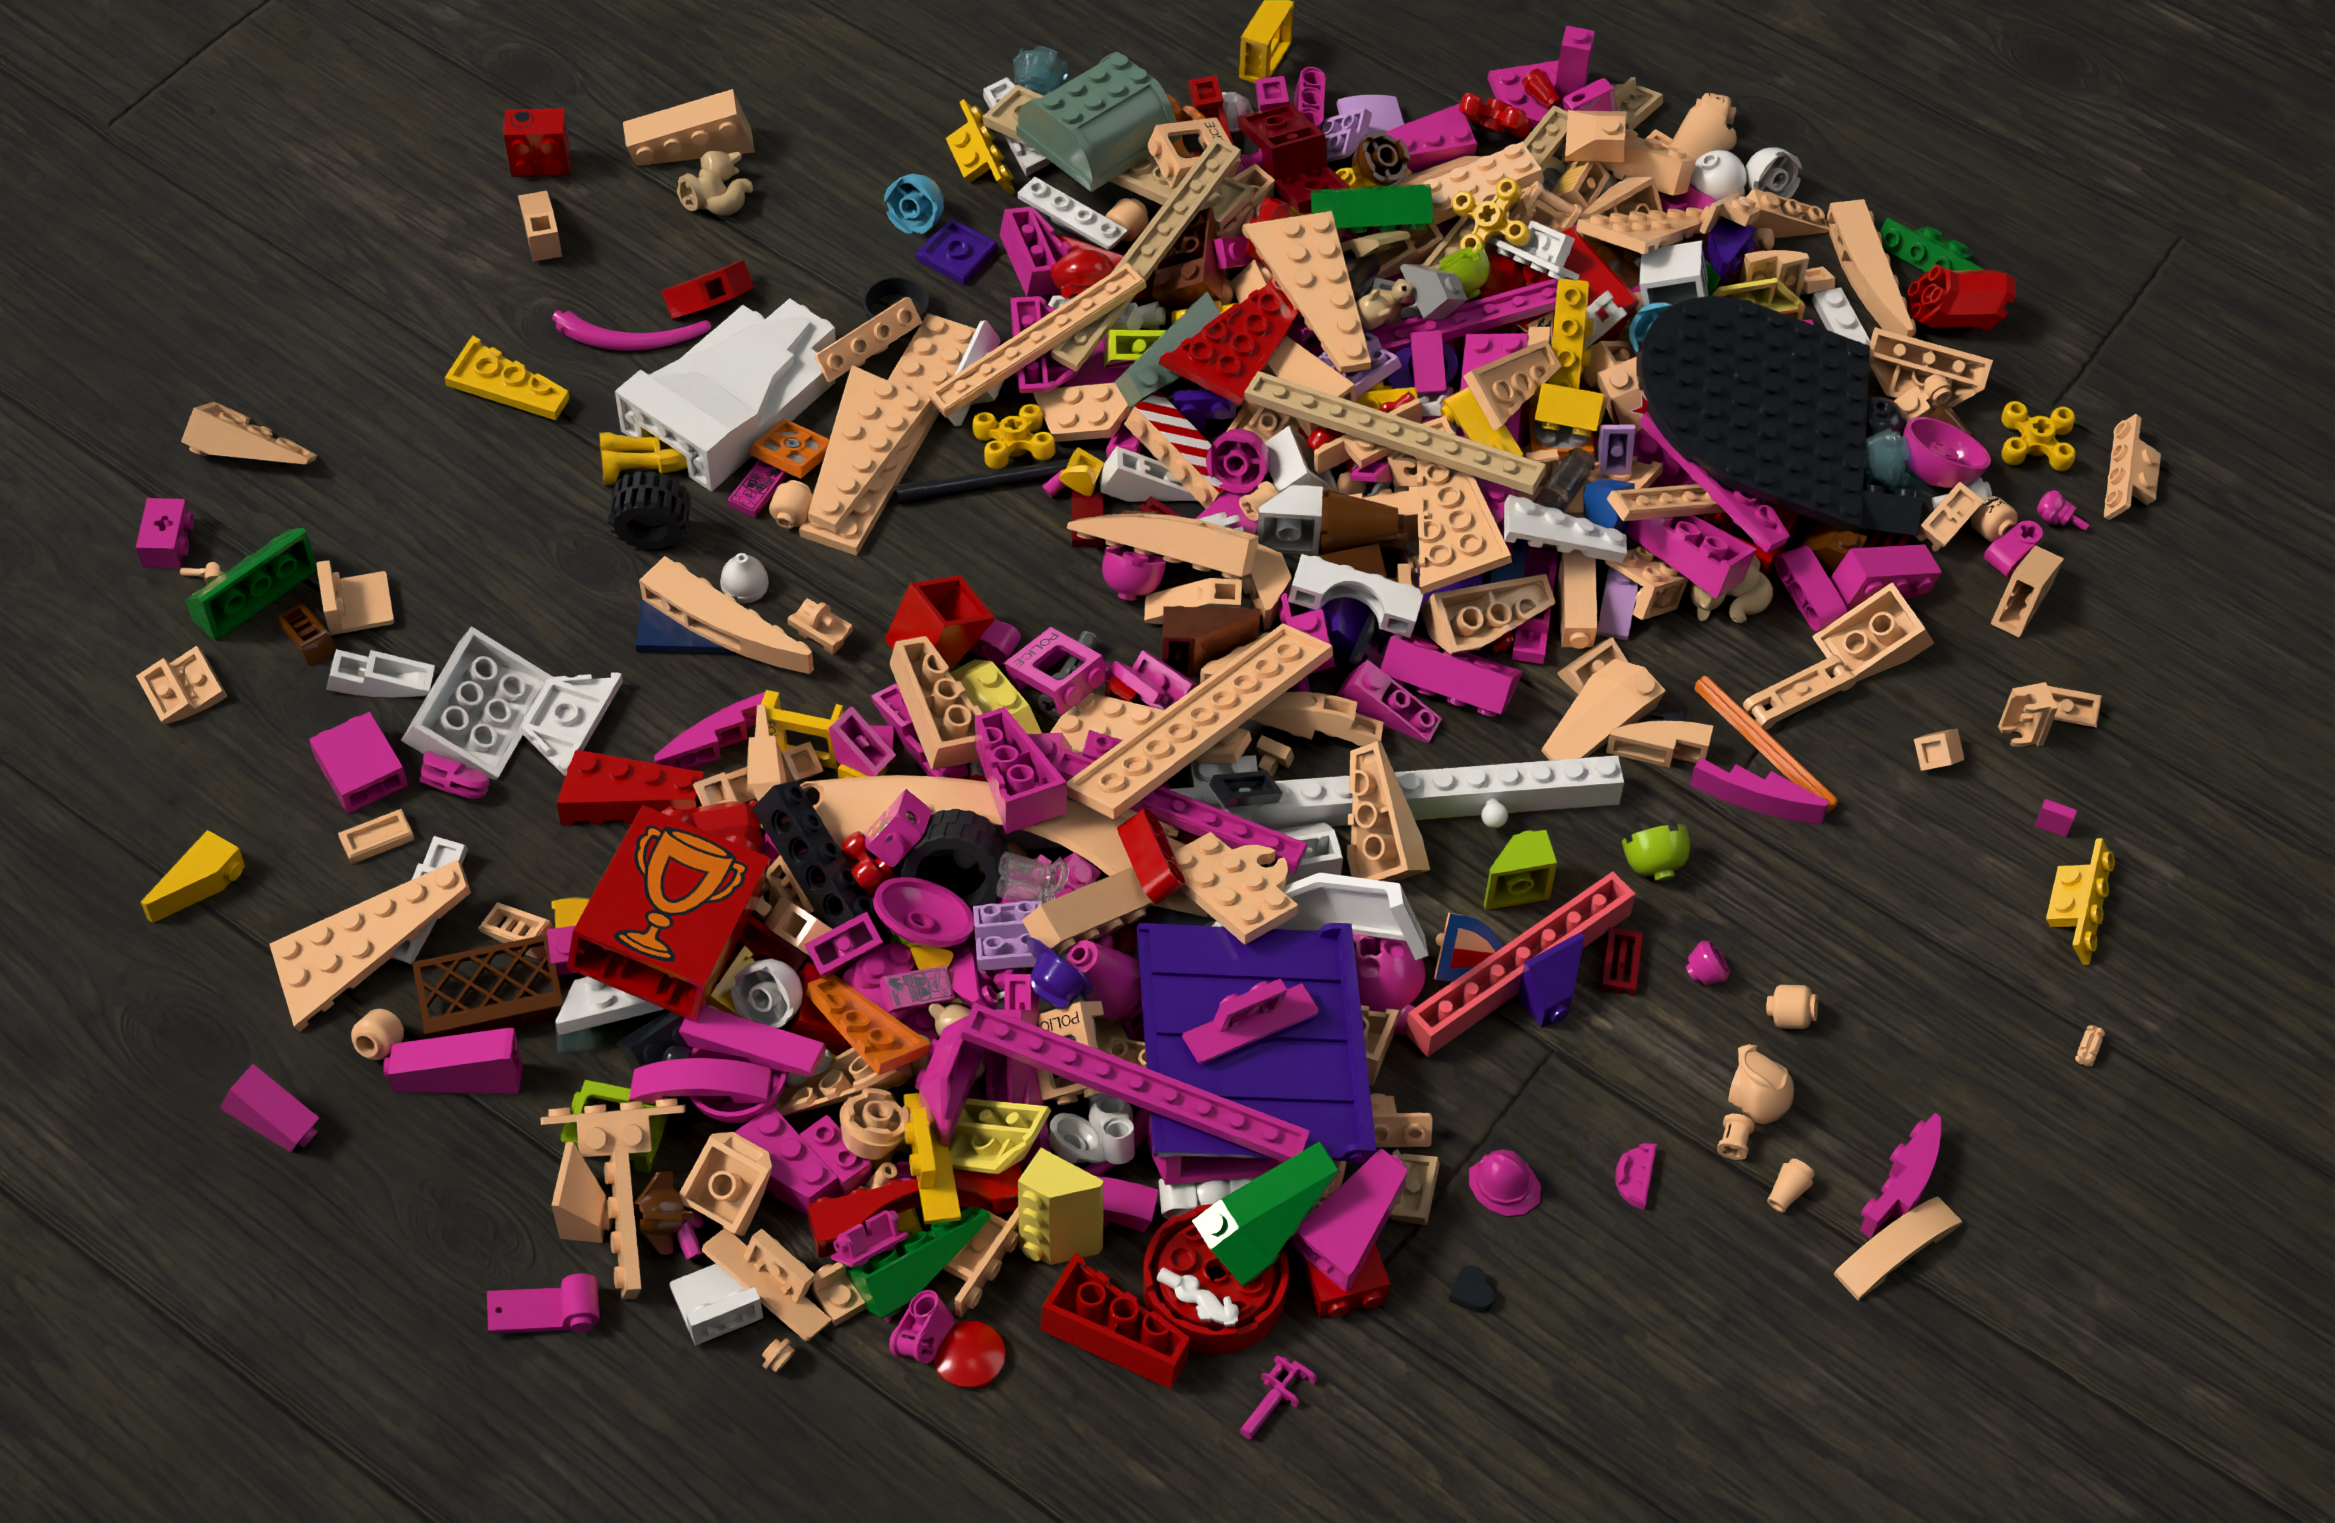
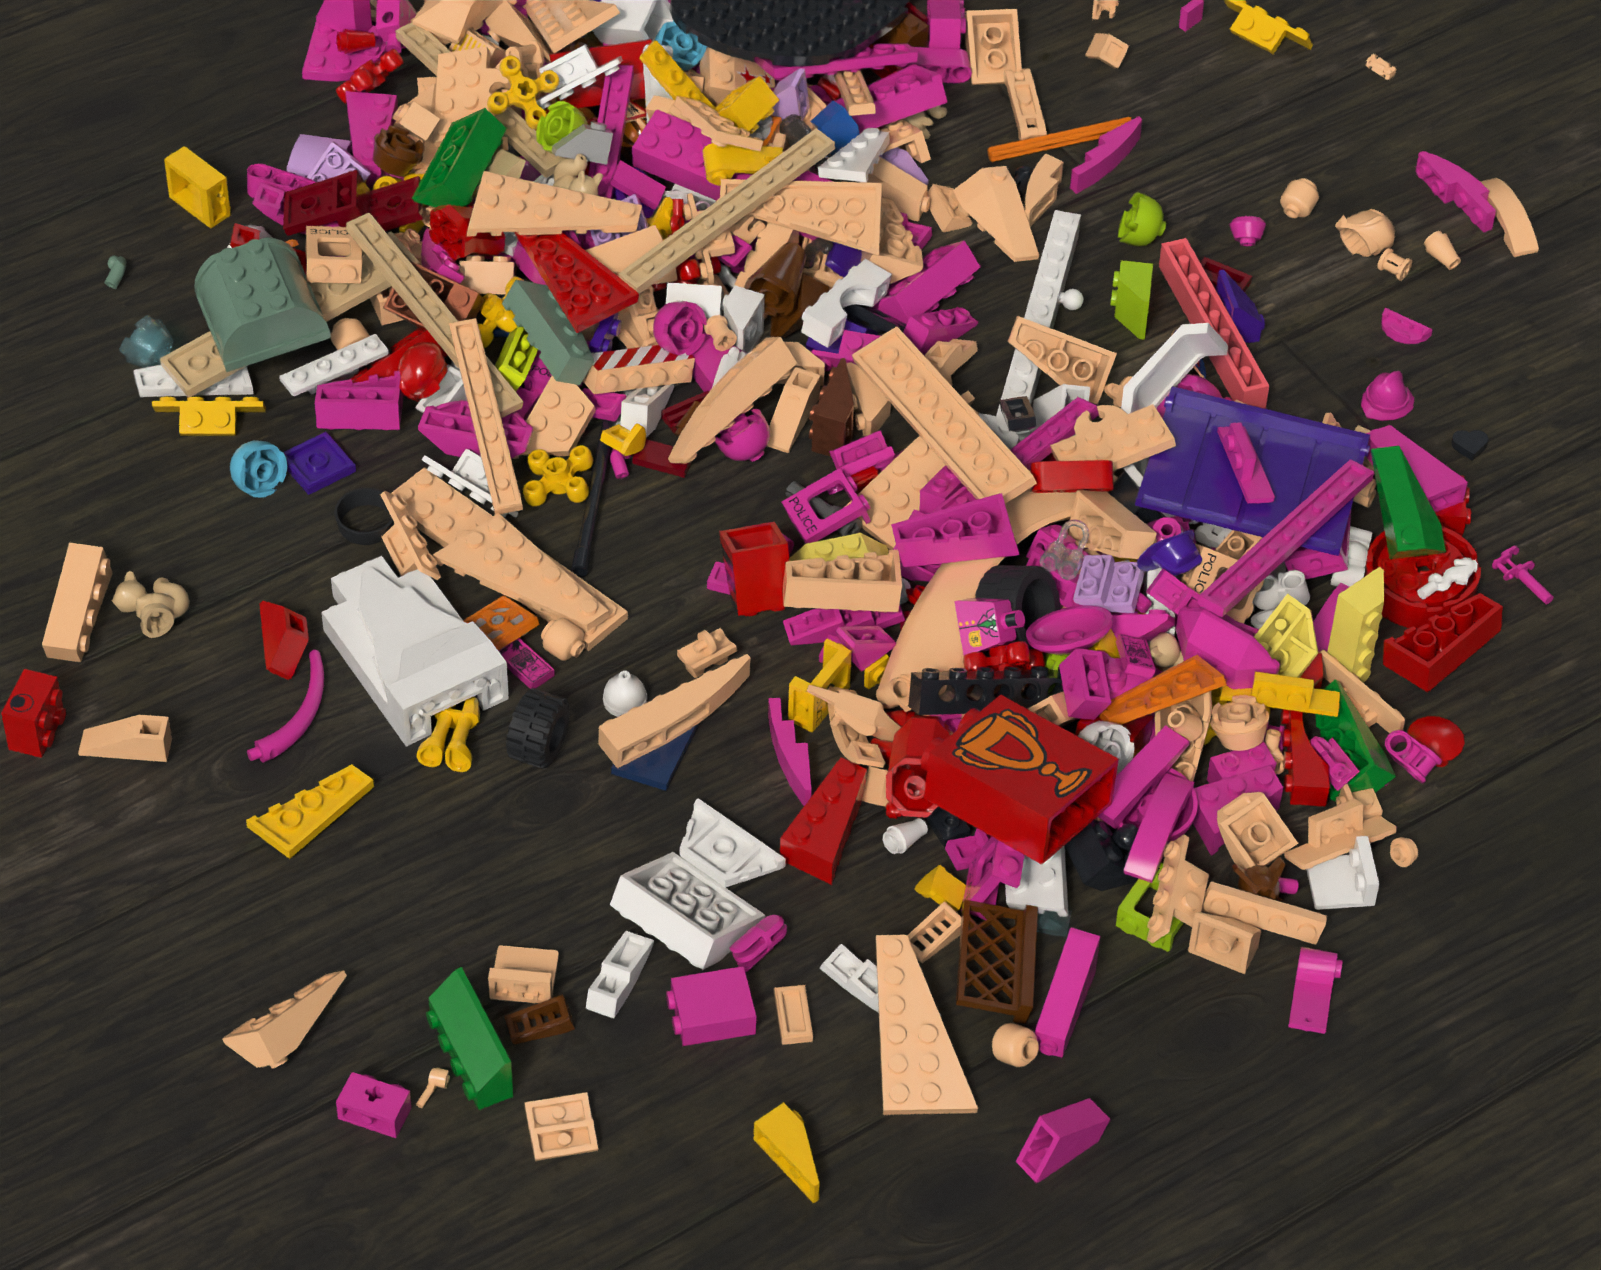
camera: 70 degrees left, 5 degrees down
(834, 1064) = (1185, 724): none -> light nougat cone
(1145, 26) = (118, 268): none -> sand green arm
(1424, 157) = (415, 120): none -> light nougat slope

